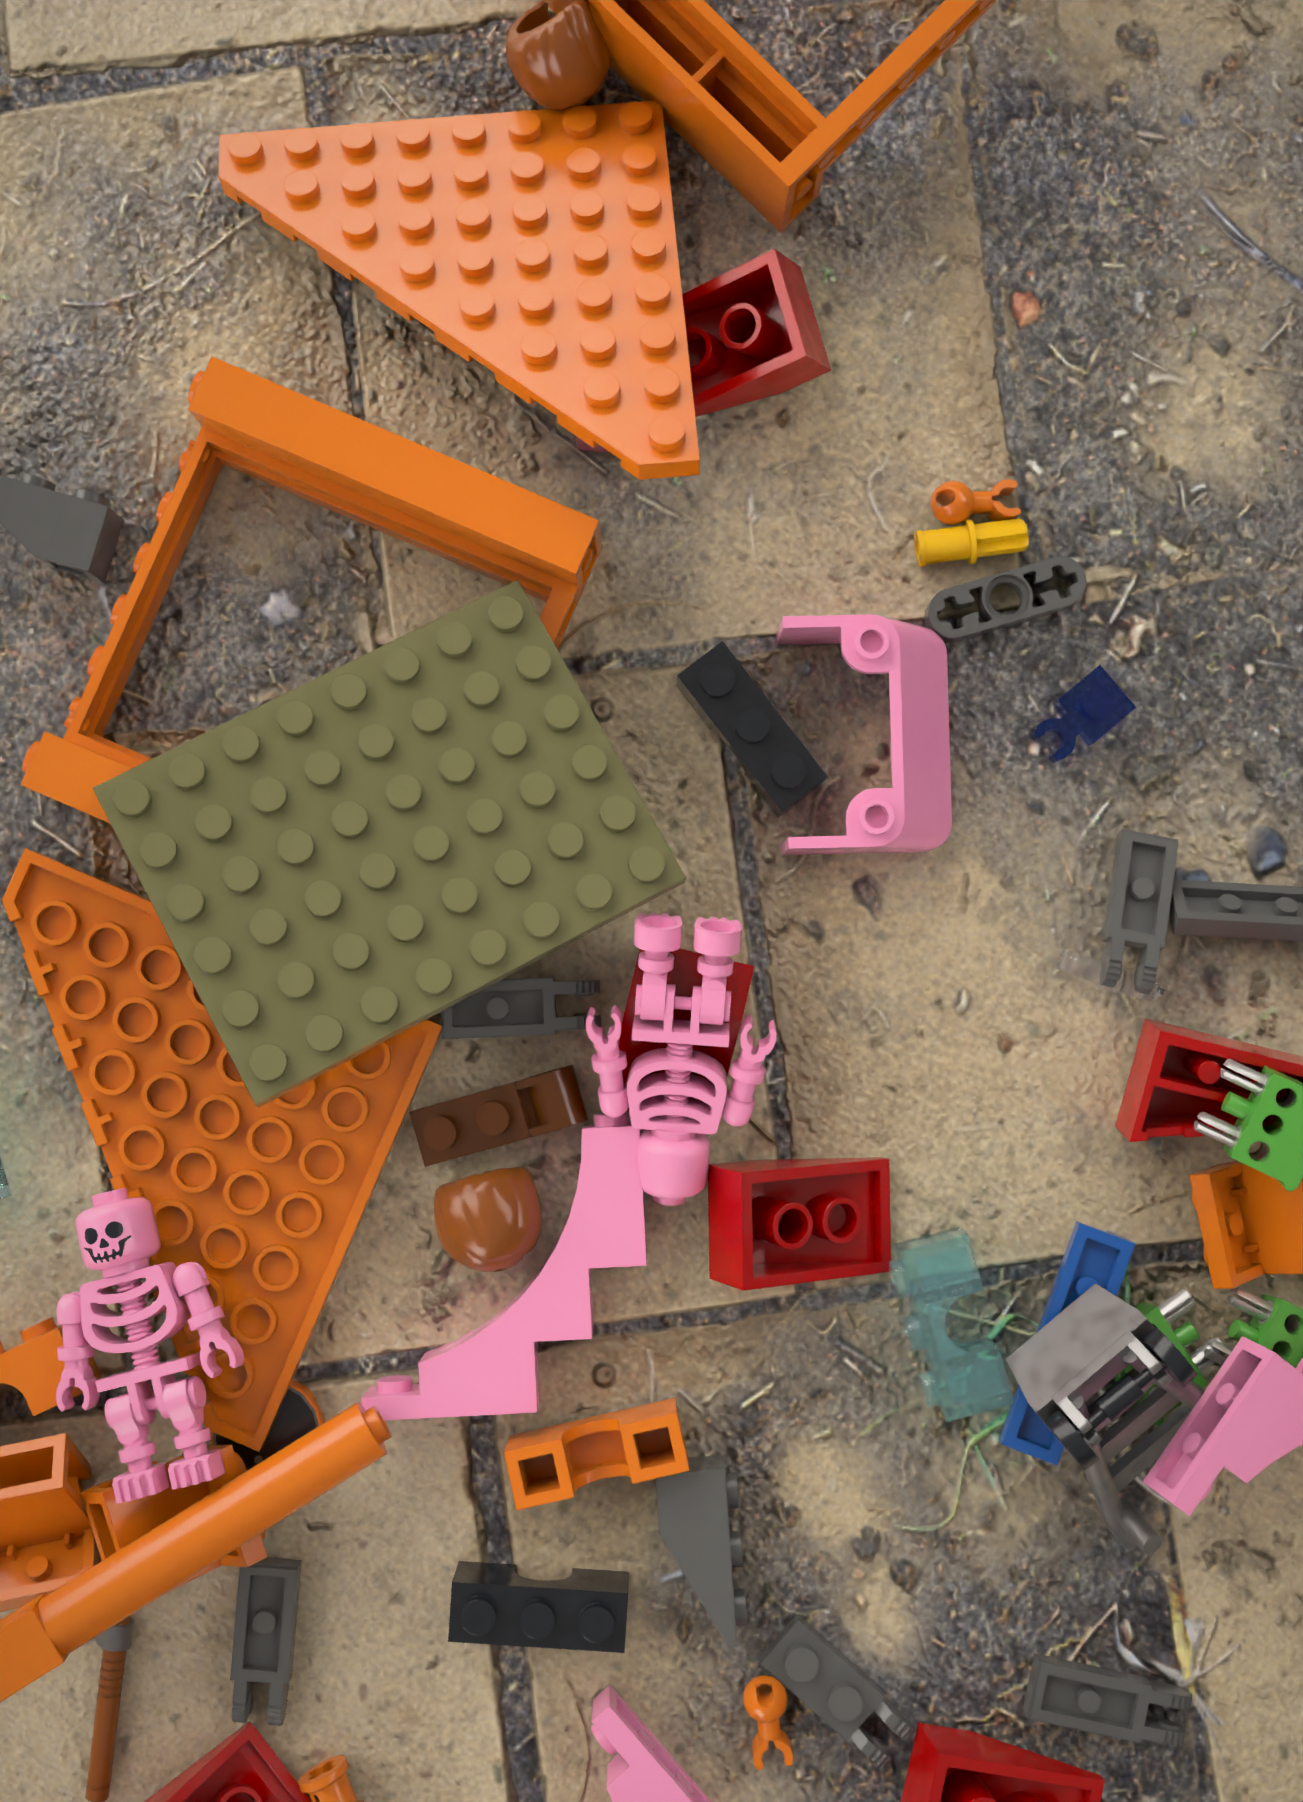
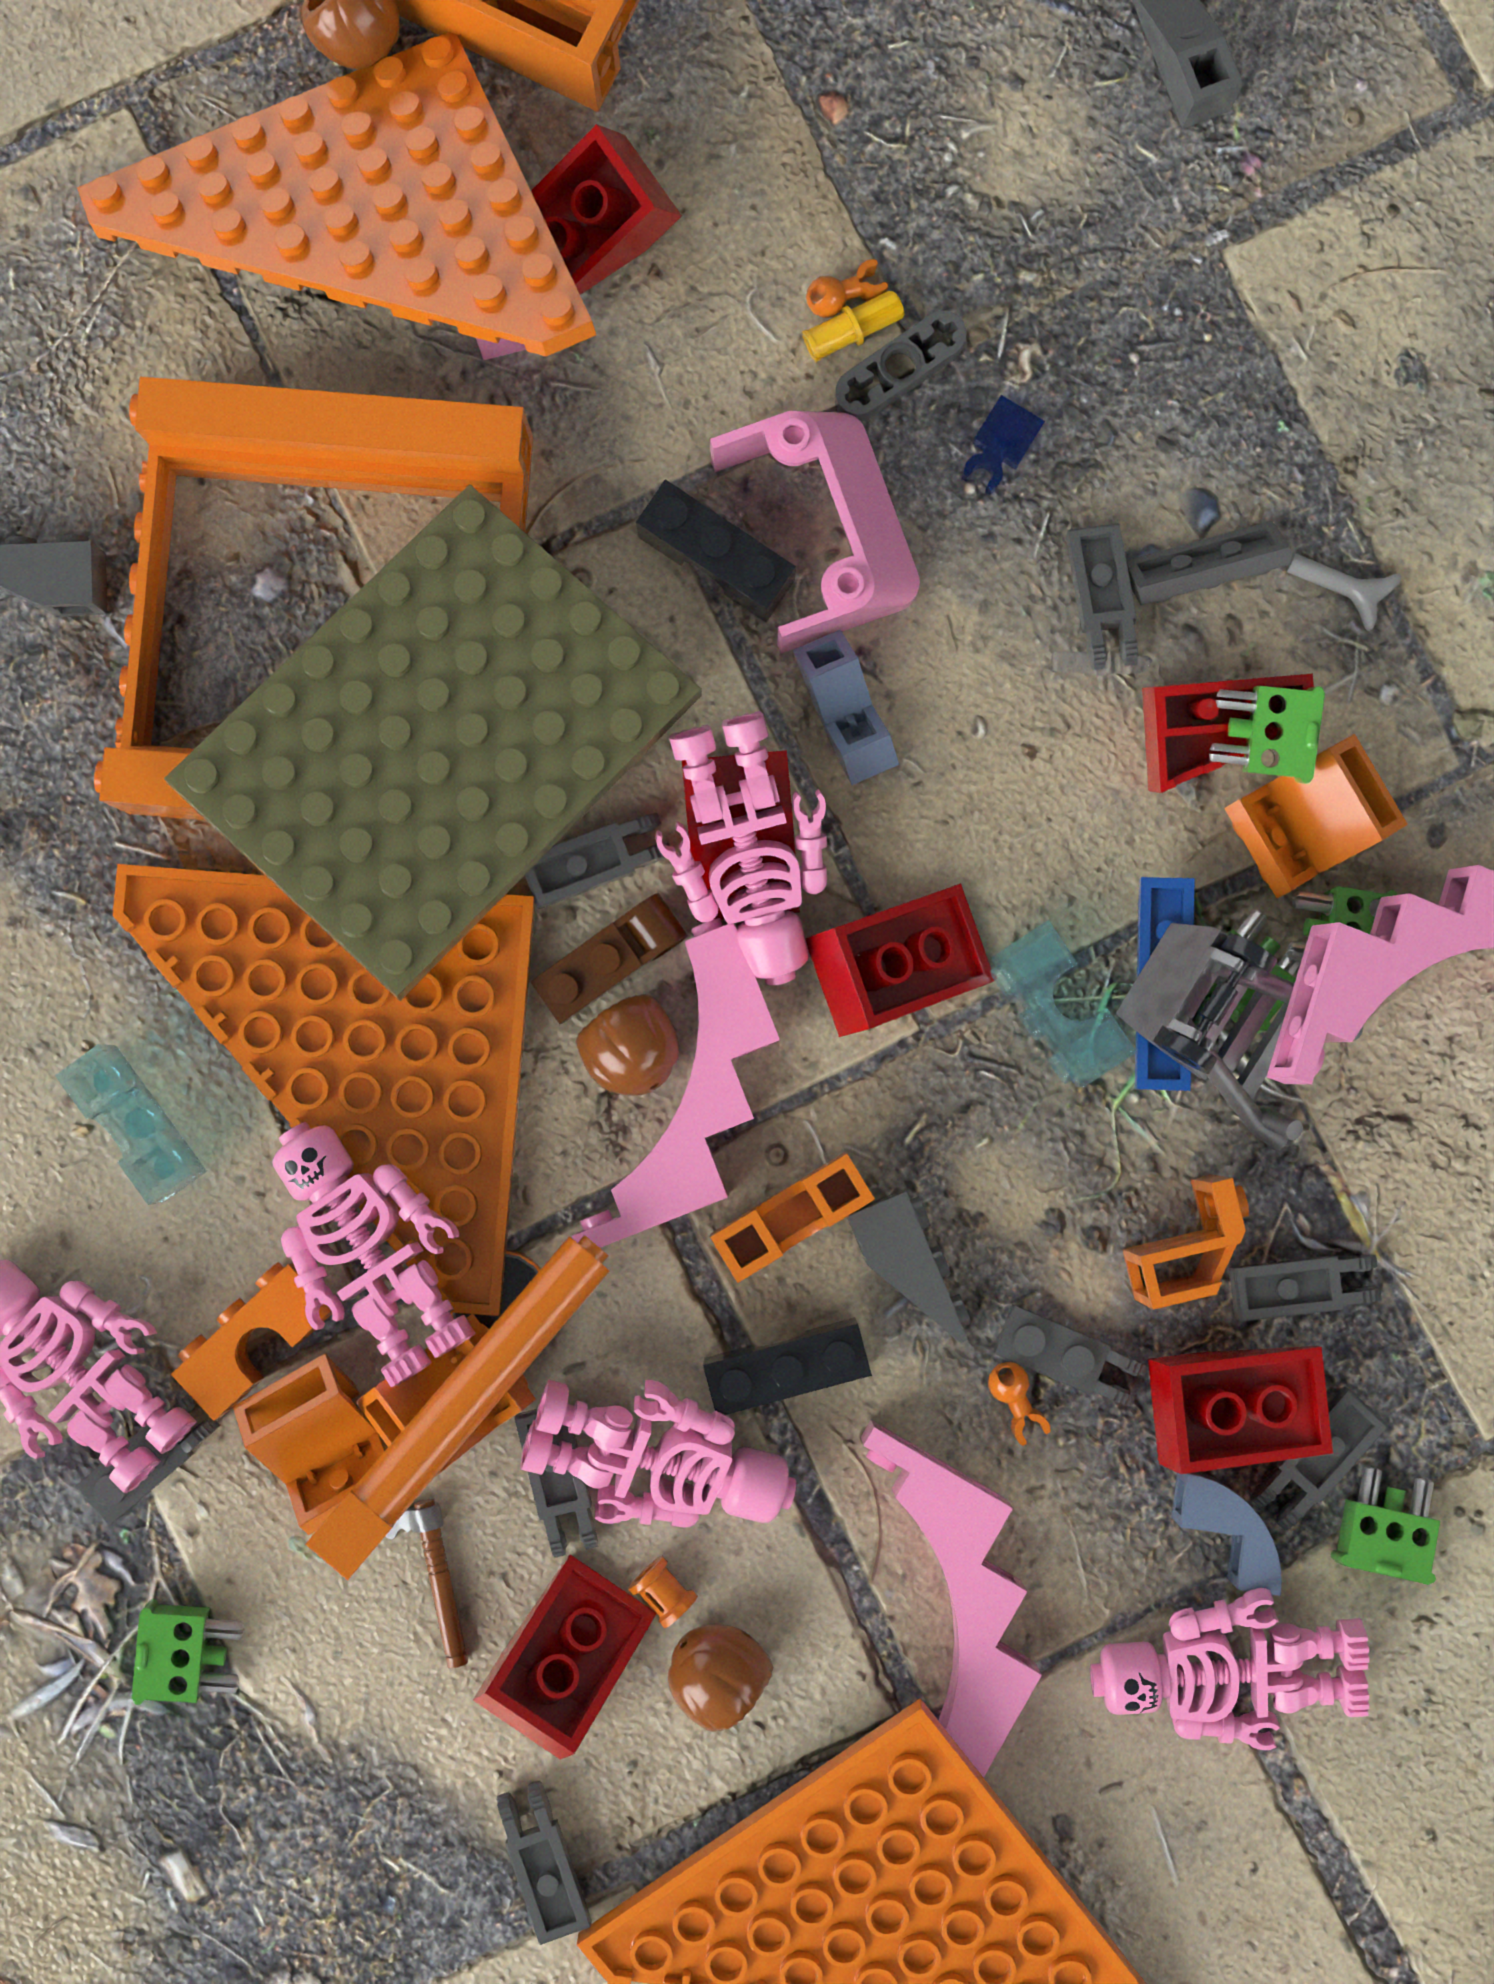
camera: 15 degrees left, 0 degrees up
(400, 1680) = (695, 1448): none -> bright pink piece
(830, 937) = (845, 707): none -> sand blue brick
(999, 1644) = (1221, 1215): none -> orange piece

